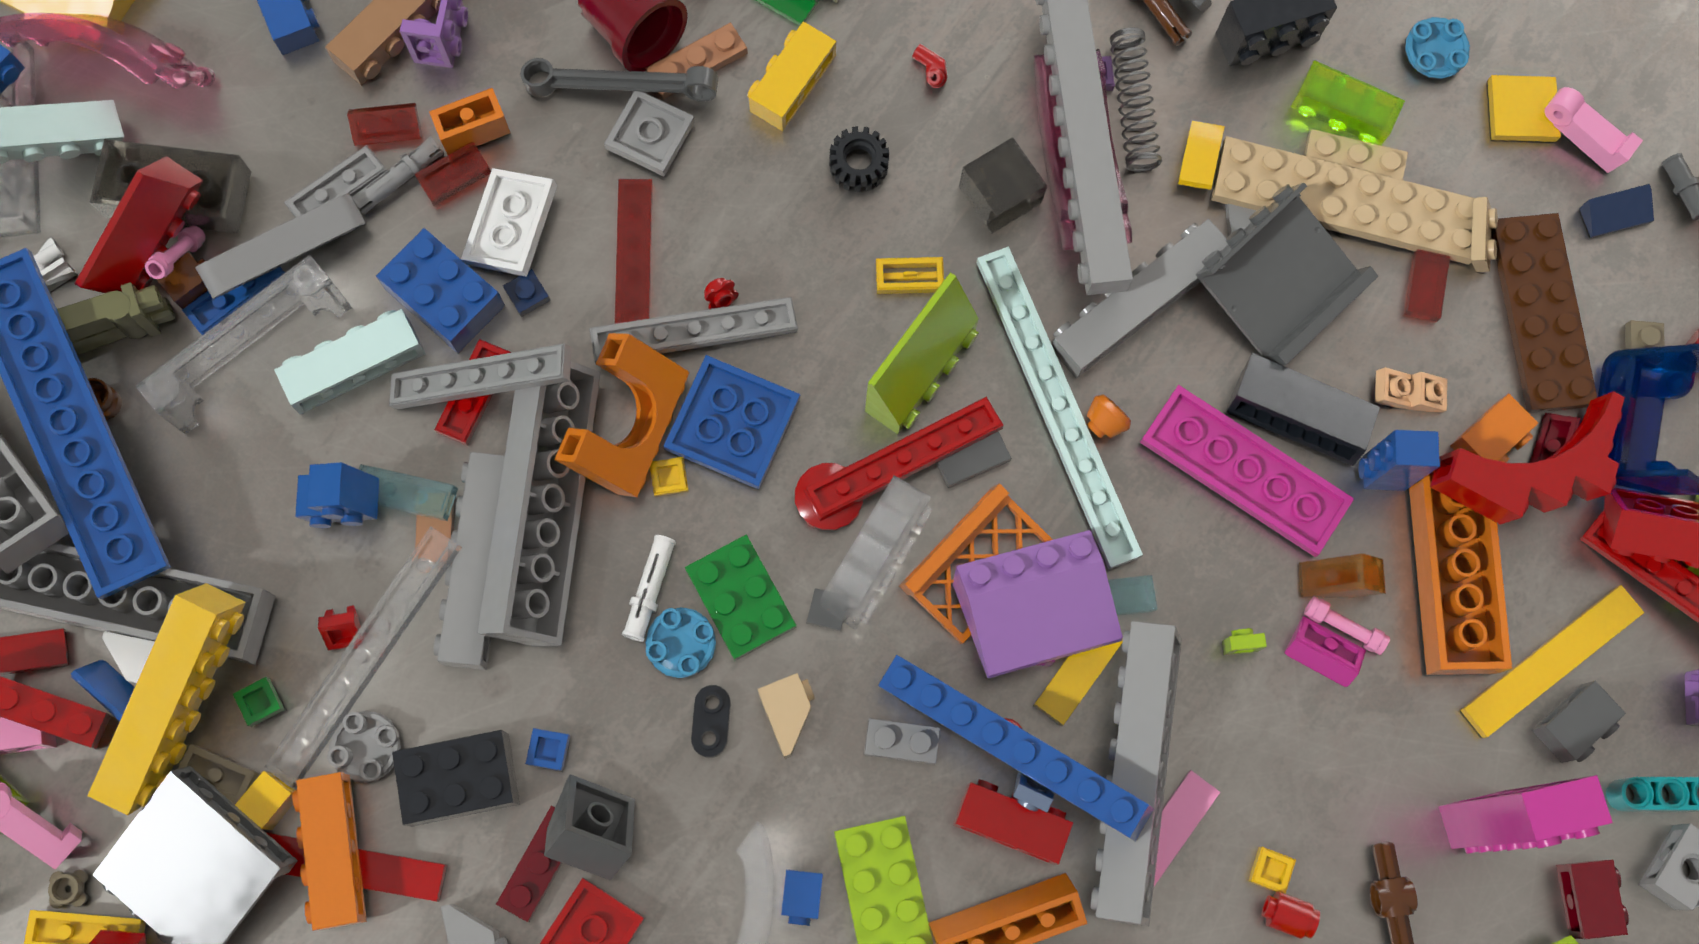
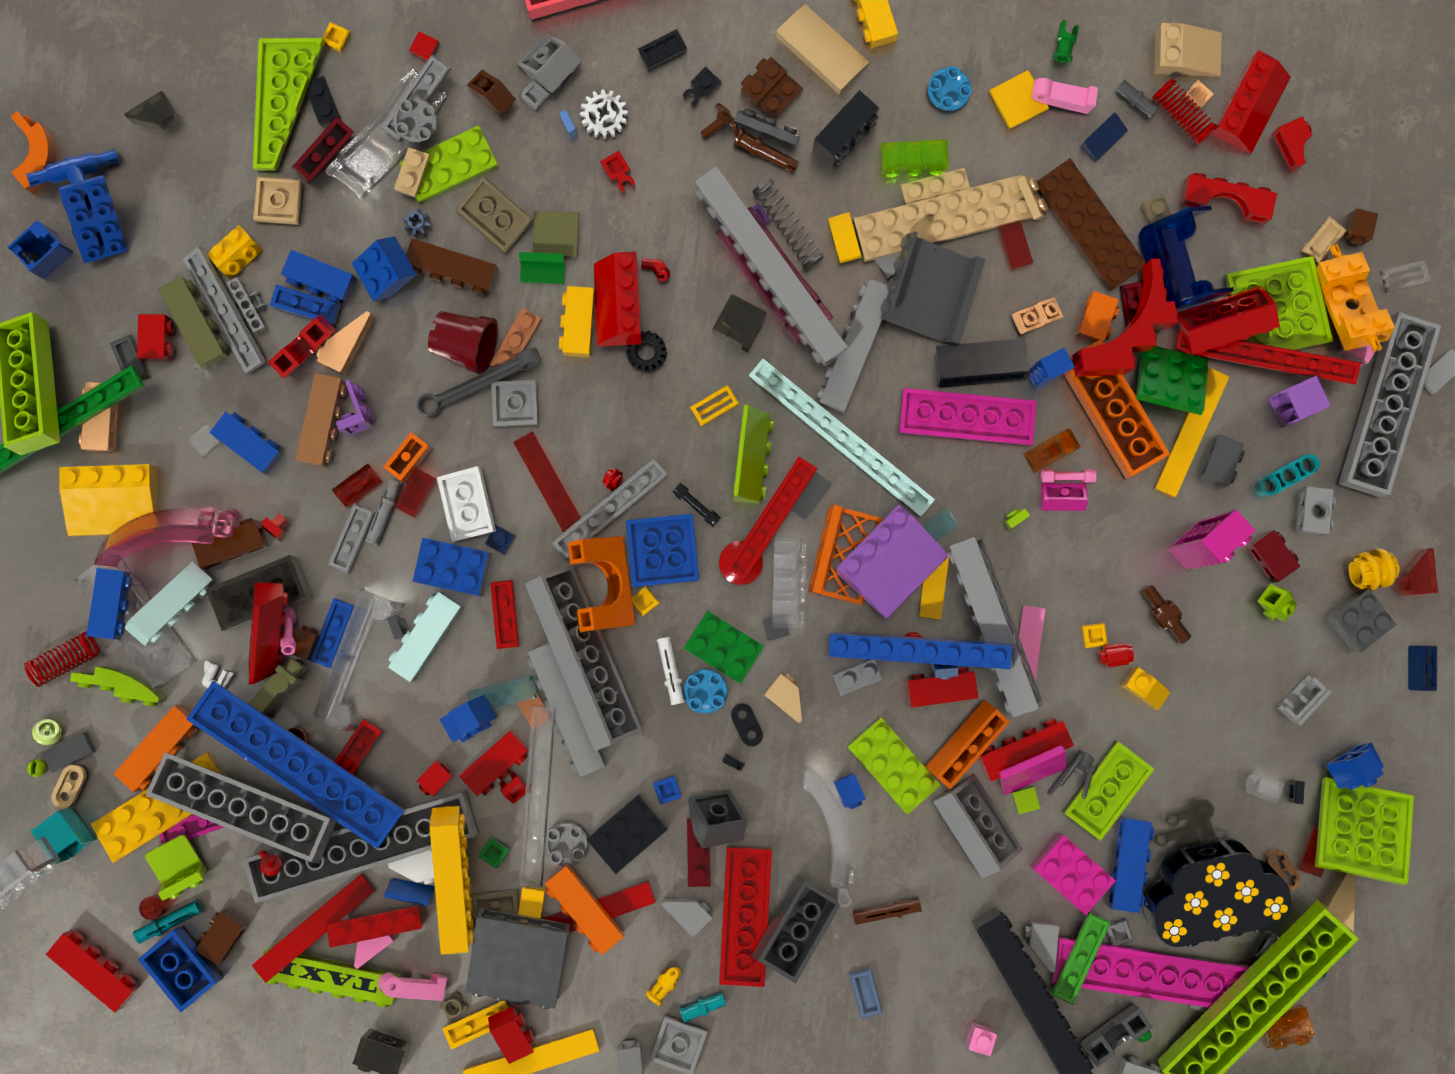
camera: 25 degrees left, 10 degrees up
(170, 456) = (358, 746): none -> red plate
(175, 111) = (245, 540): none -> reddish brown brick
(243, 554) = (434, 778): none -> red brick
(249, 118) = (275, 526): none -> red tile
(280, 245) = (345, 593): light grey beam -> none
(322, 326) = (398, 626): none -> dark grey plate
(334, 579) = (495, 764): none -> red brick
(481, 376) = (509, 607): light grey tile -> none
(661, 762) = (732, 761): none -> black tile
(821, 413) = (681, 492): none -> black bar
(860, 74) = (617, 300): none -> red slope
(1107, 417) = (873, 430): orange cone -> none
(1563, 570) = (1173, 379): none -> green plate
(1624, 67) = (1065, 43): none -> green piece

